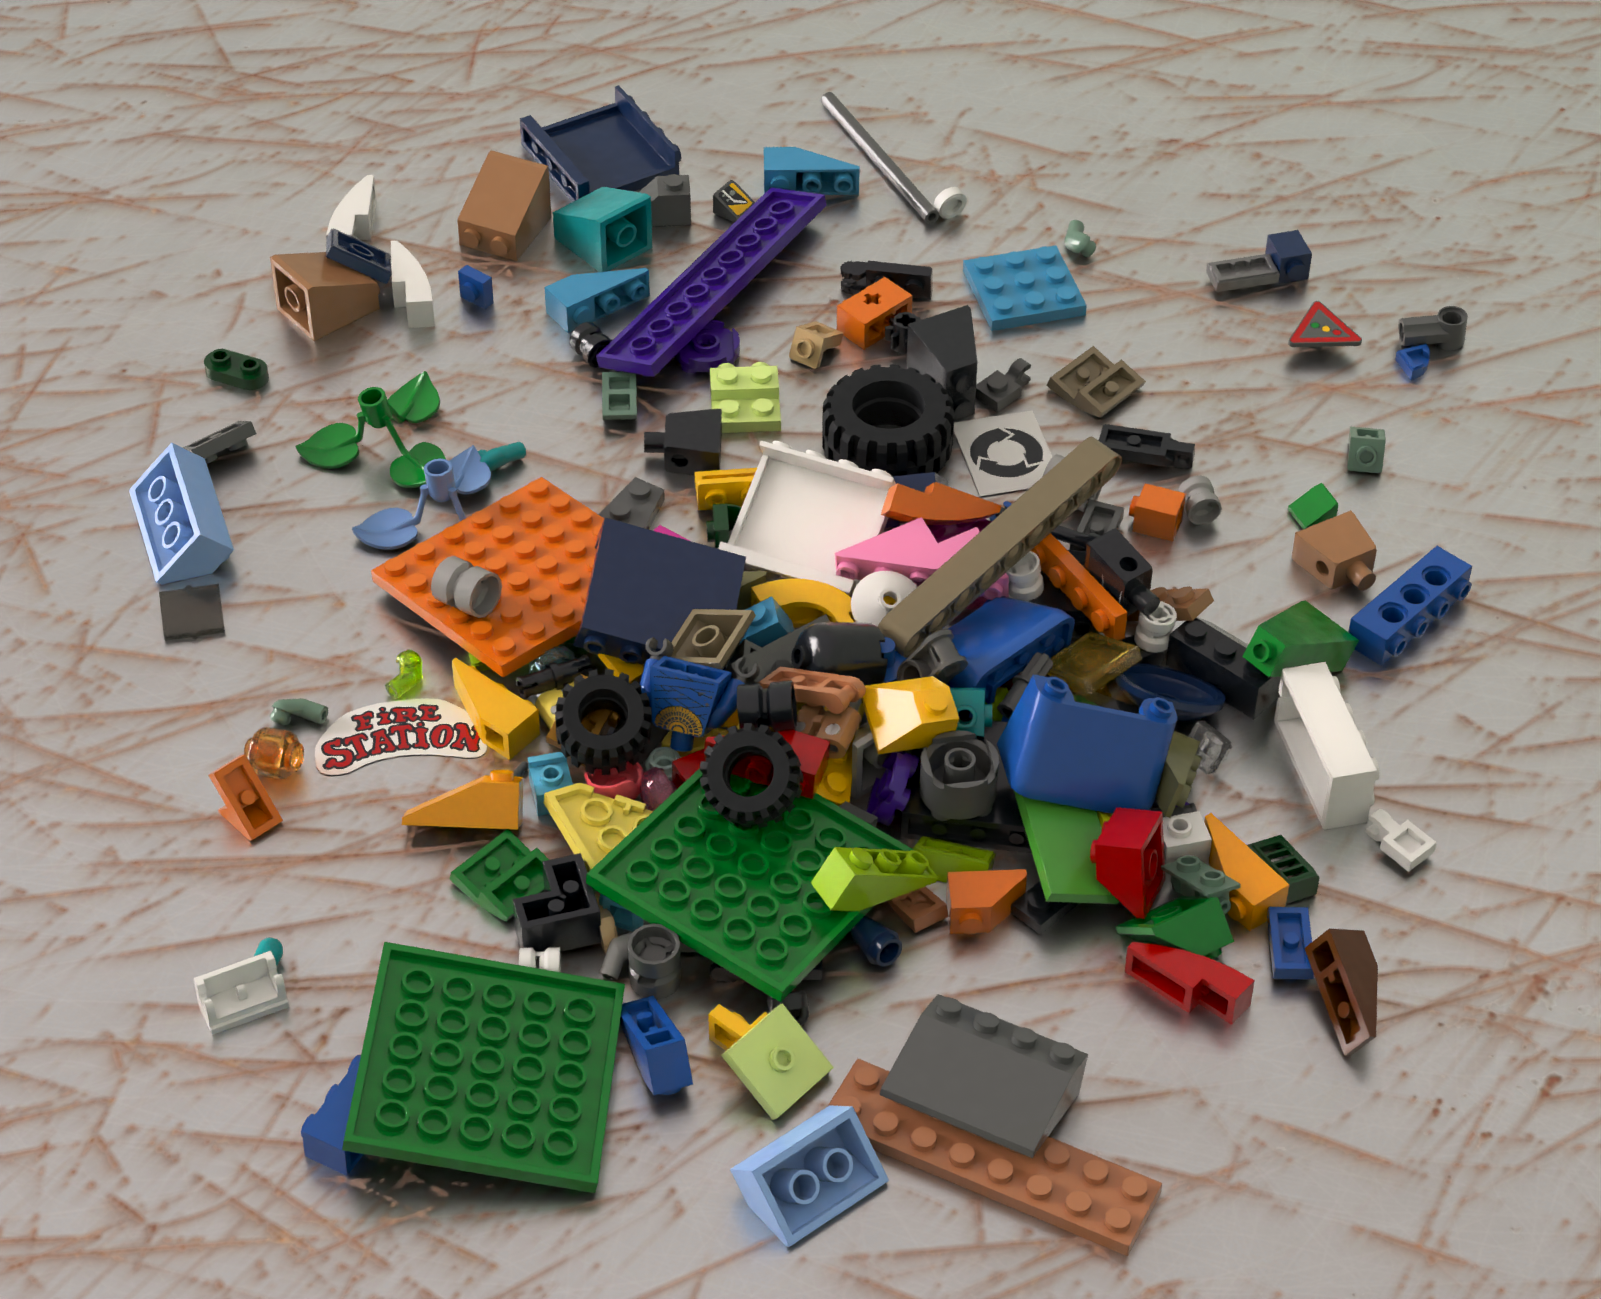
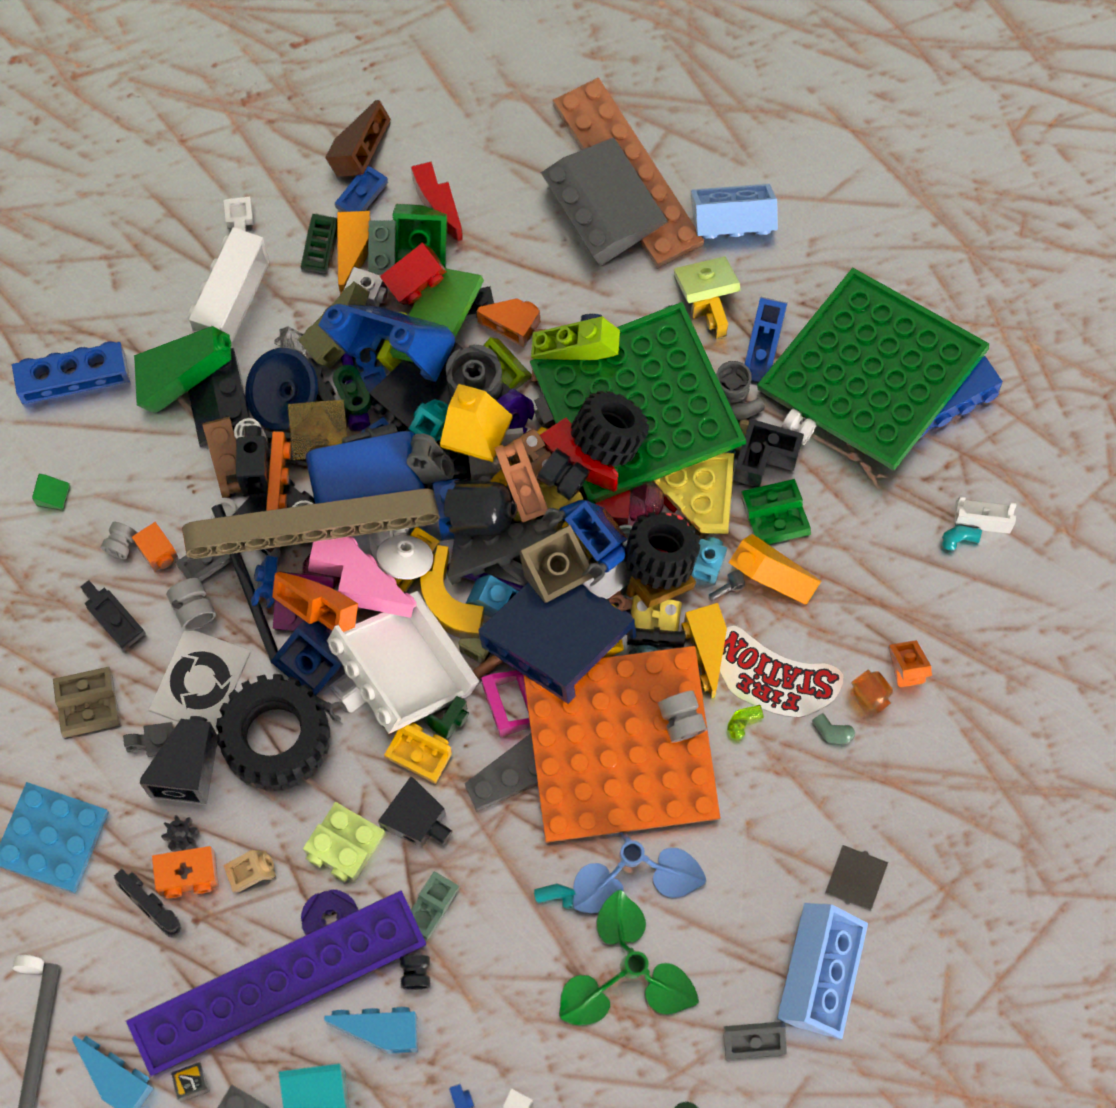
camera: 145 degrees left, 25 degrees up
(1337, 552) = (72, 441): medium nougat torso -> none

